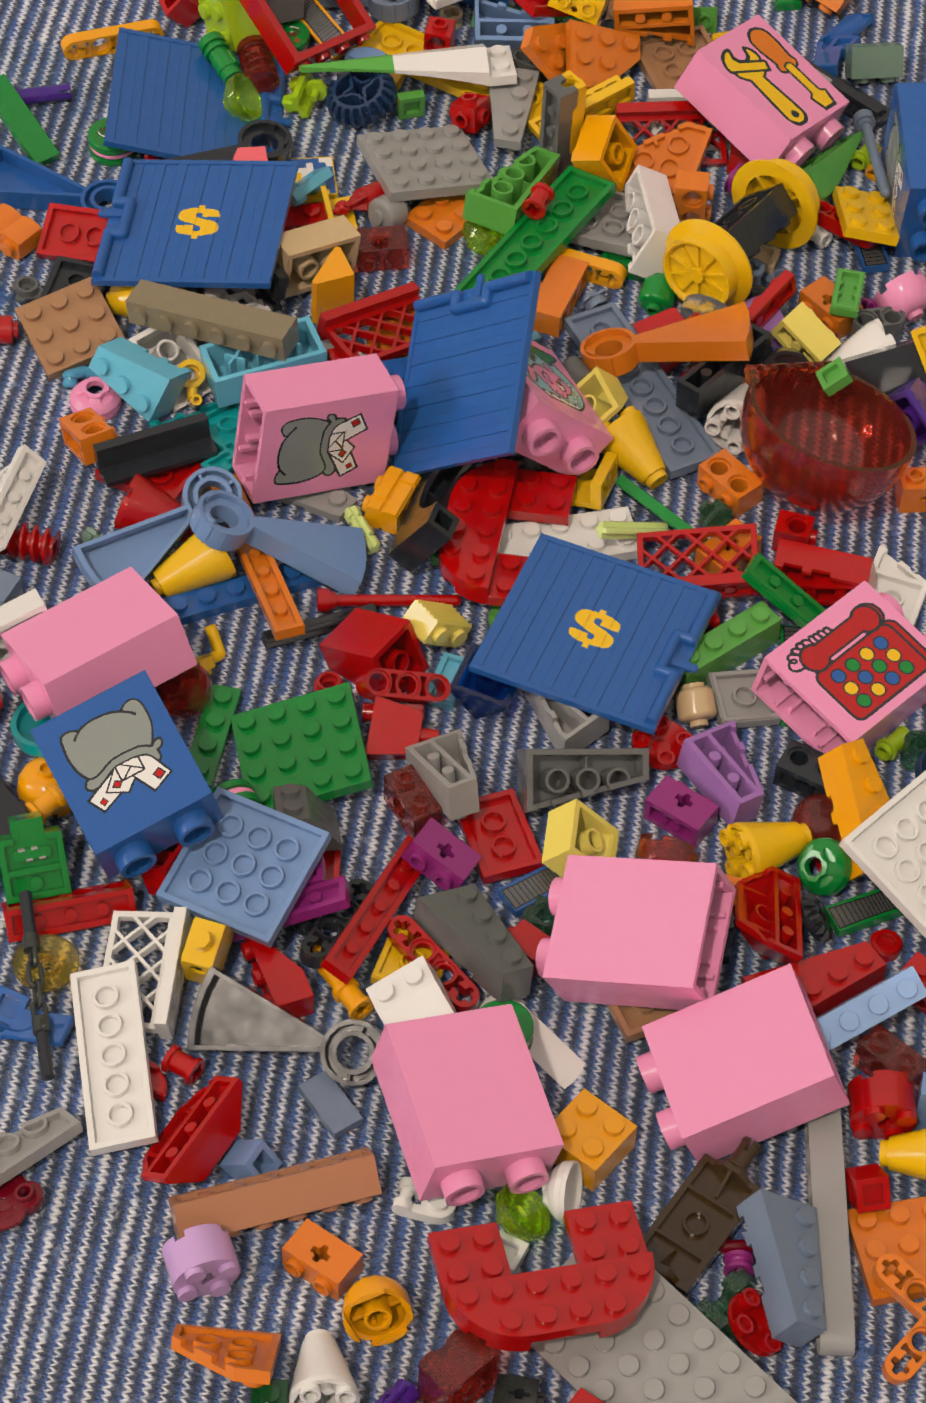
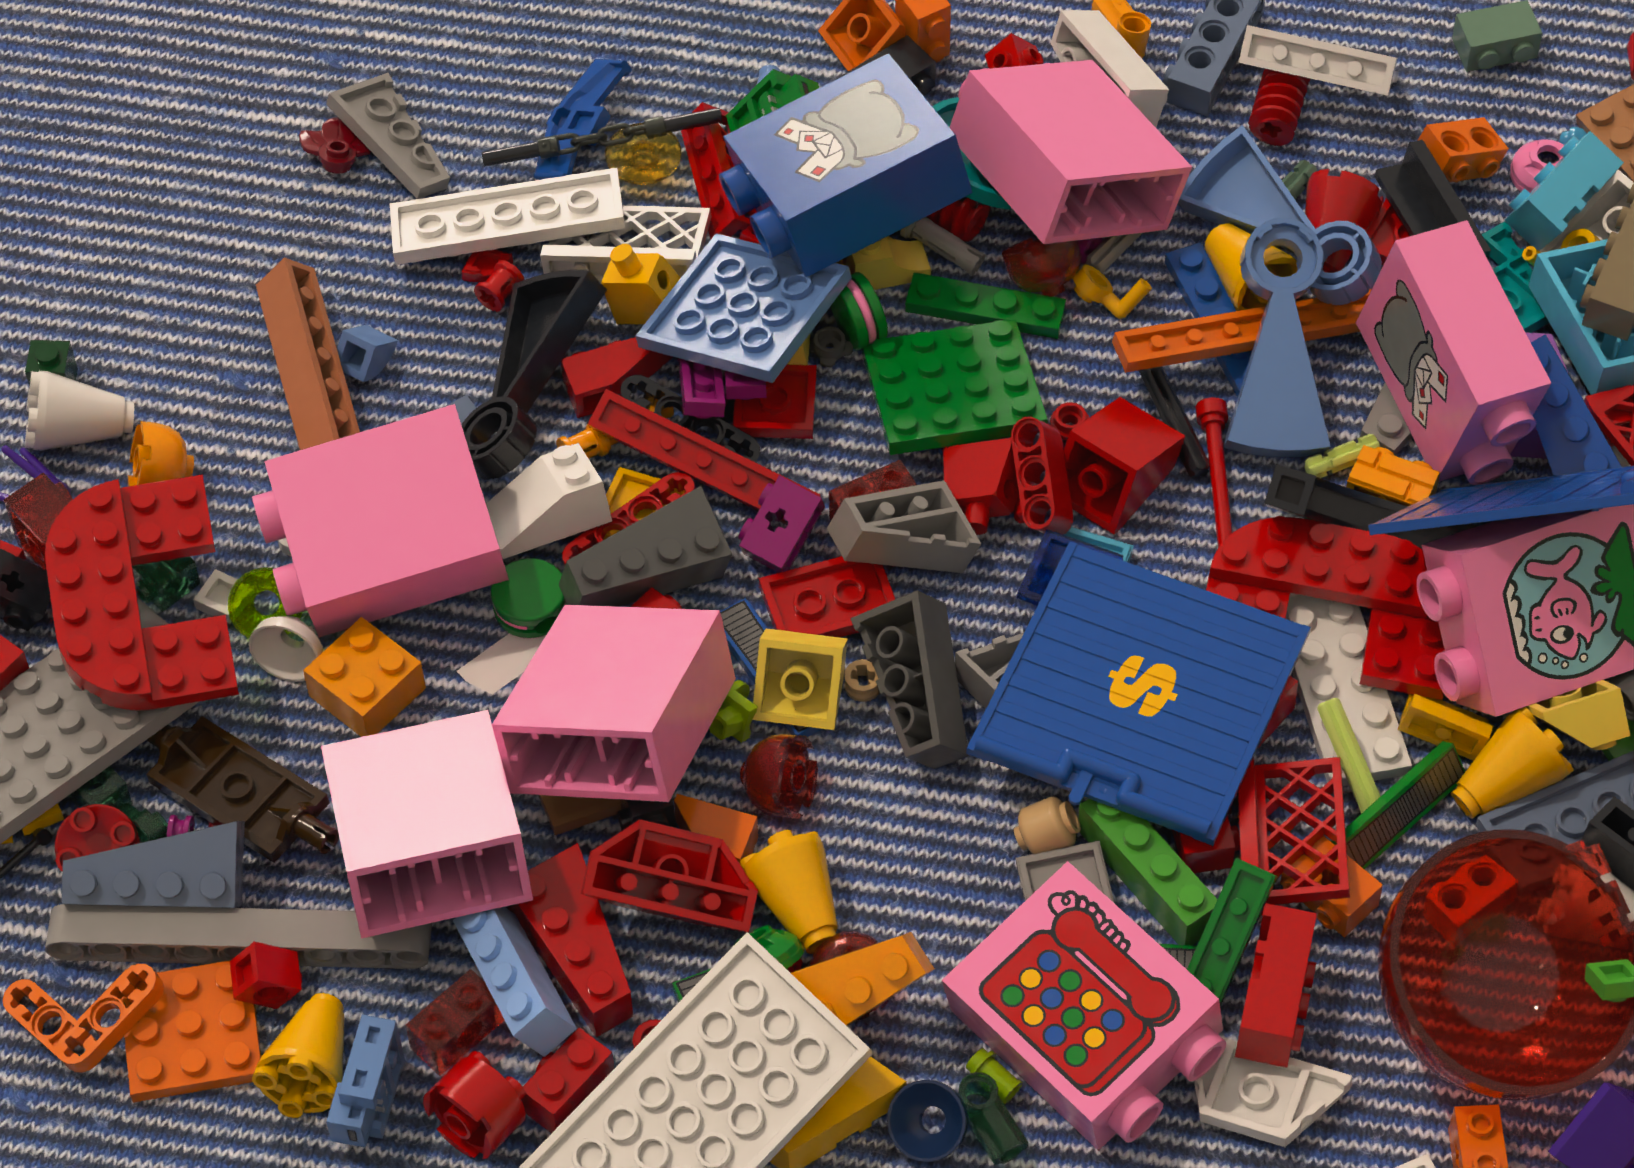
camera: 95 degrees right, 5 degrees up
(197, 1134) = (384, 291): red wedge -> none
(201, 1262) = (223, 298): lavender brick -> none
(232, 1353) = (109, 327): orange plate -> none
(304, 805) = (837, 384): dark grey slope -> none
(322, 1260) = (229, 418): orange brick -> none
(438, 623) = (1160, 523): light yellow brick -> none
(663, 745) = (985, 793): red dish -> none
(681, 811) = (867, 804): magenta brick -> none
(715, 513) = (1394, 866): clear green gear -> none
(721, 771) = (925, 850): medium lavender wedge -> none
(794, 527) = (1363, 986): red brick -> none
(799, 770) = (934, 933): black brick -> none
(815, 917) = (696, 933): black gear -> none
(882, 1105) = (377, 989): red brick -> none

